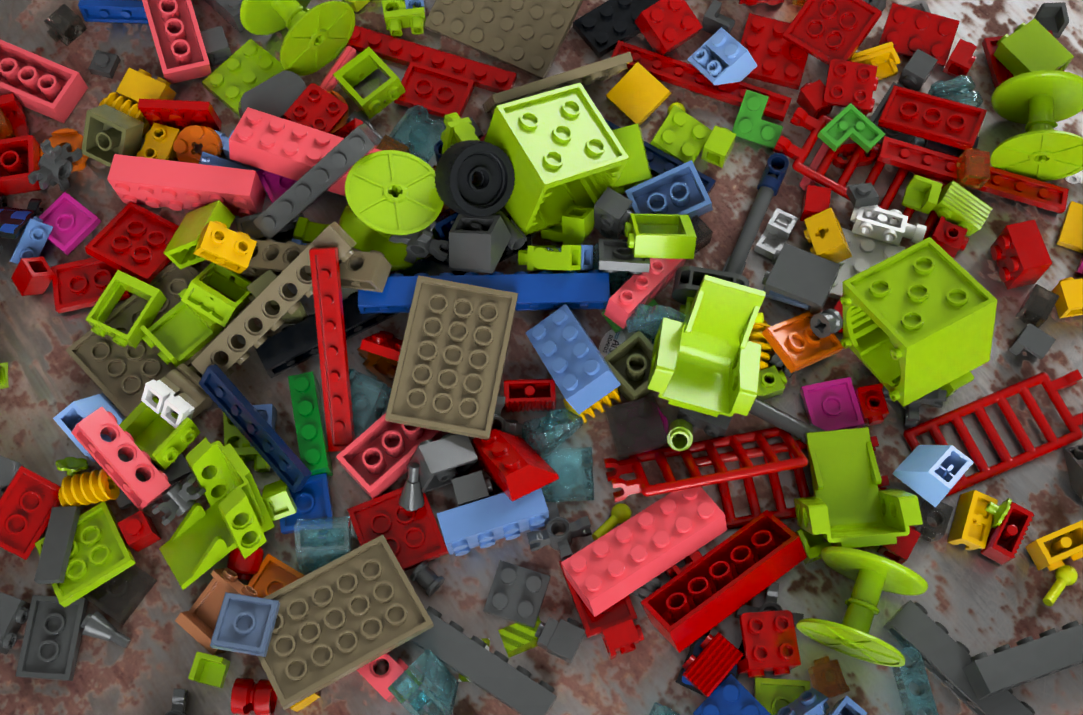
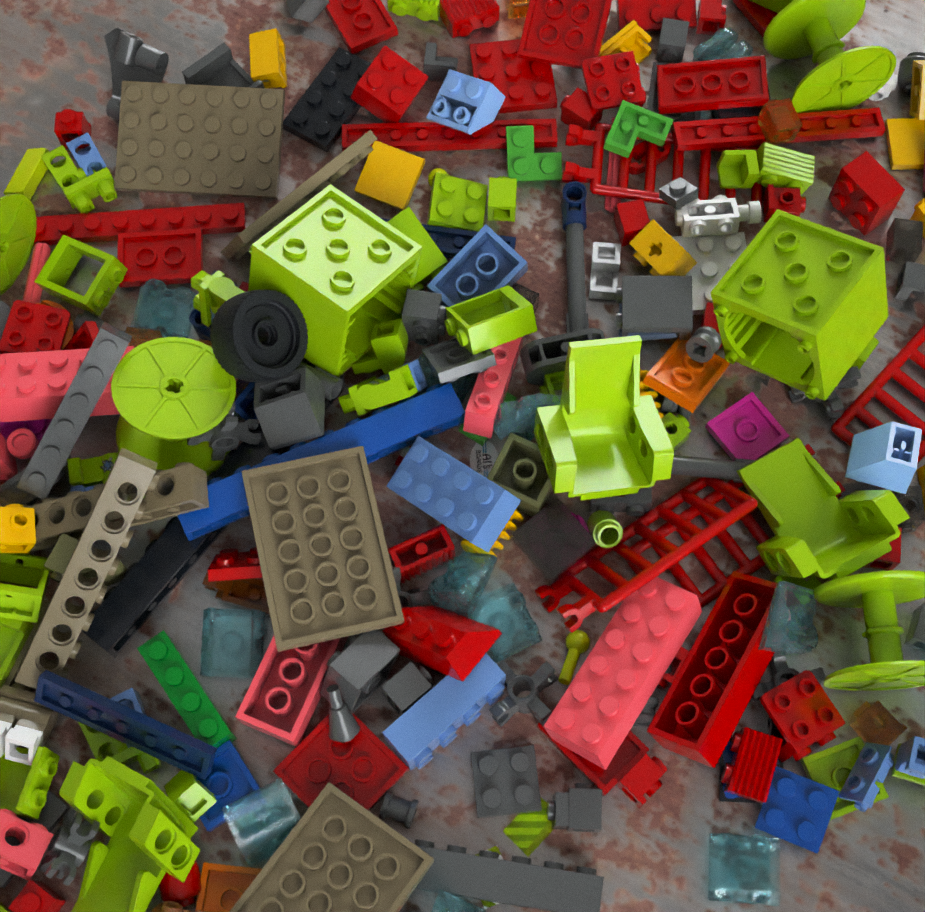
camera: 25 degrees left, 0 degrees up
(271, 191) = (22, 443): none -> coral tile
(332, 347) = (178, 593): red plate -> none
(791, 565) = (790, 621): none -> clear light blue slope
(868, 394) = (796, 418): red brick -> none

